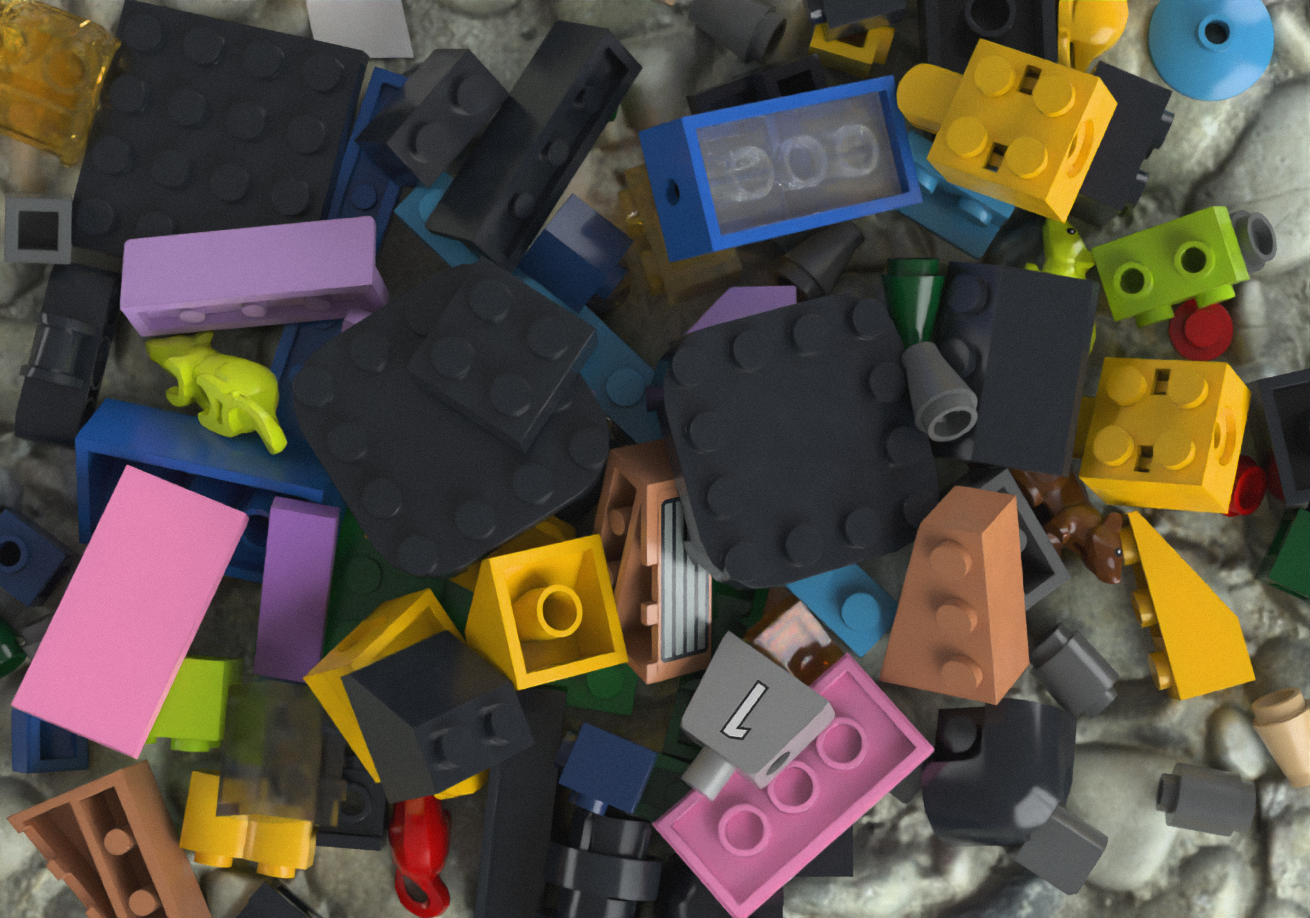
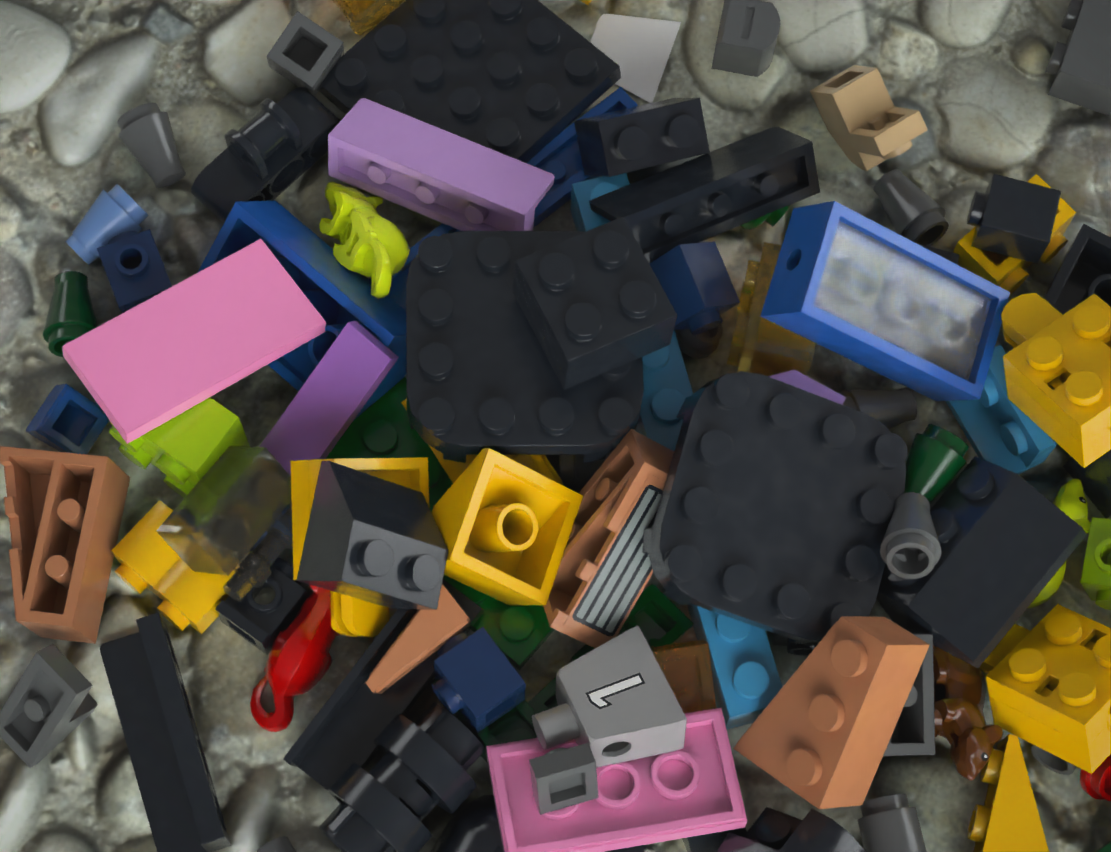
camera: 25 degrees right, 15 degrees down
(532, 766) = (418, 641): none -> nougat slope
(745, 820) = (563, 778): none -> dark grey plate

